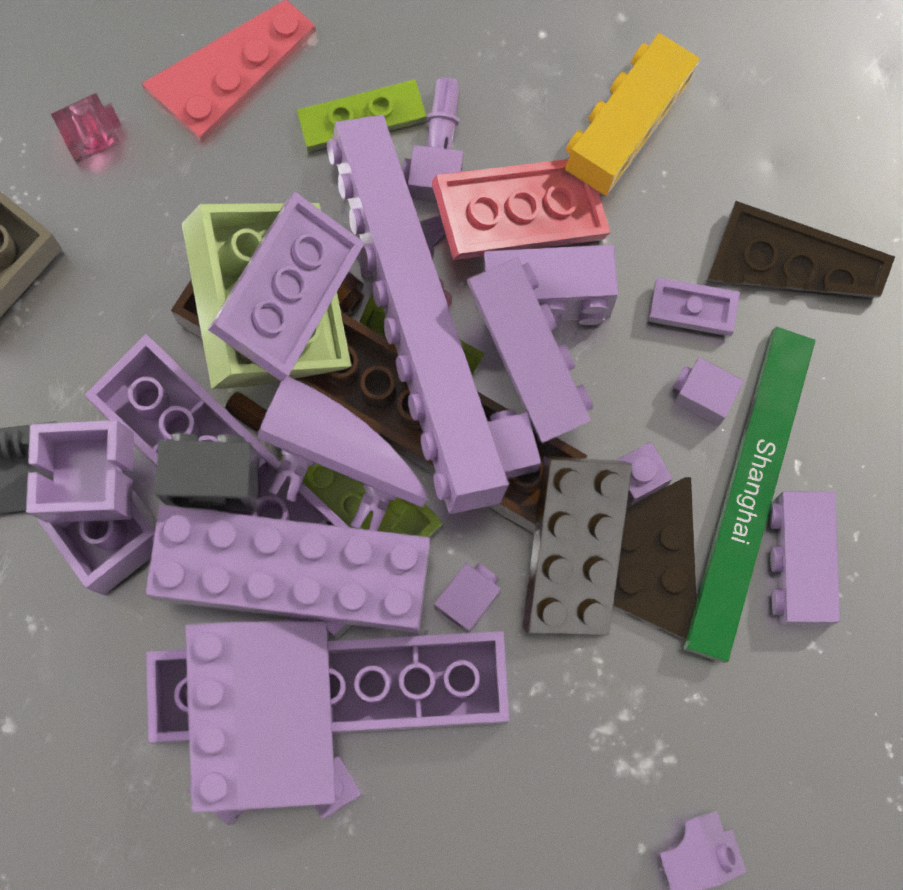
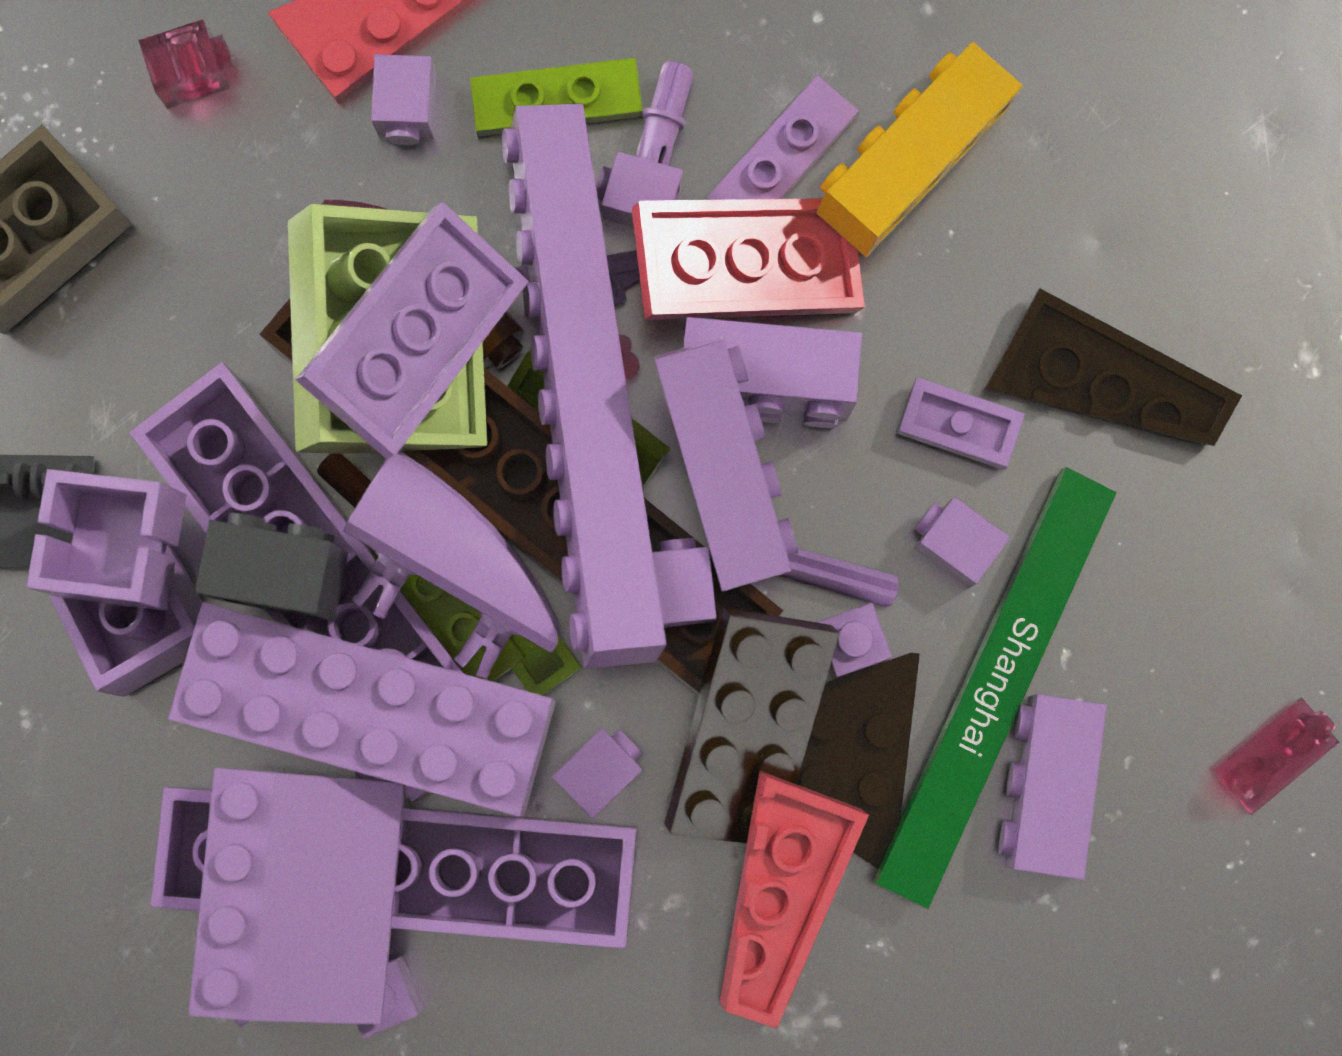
camera: 10 degrees right, 5 degrees up
(250, 130) = (403, 98): none -> lavender brick
(538, 124) = (789, 146): none -> lavender plate
(621, 660) = (787, 883): none -> coral wing
(622, 430) = (843, 577): none -> lavender axle

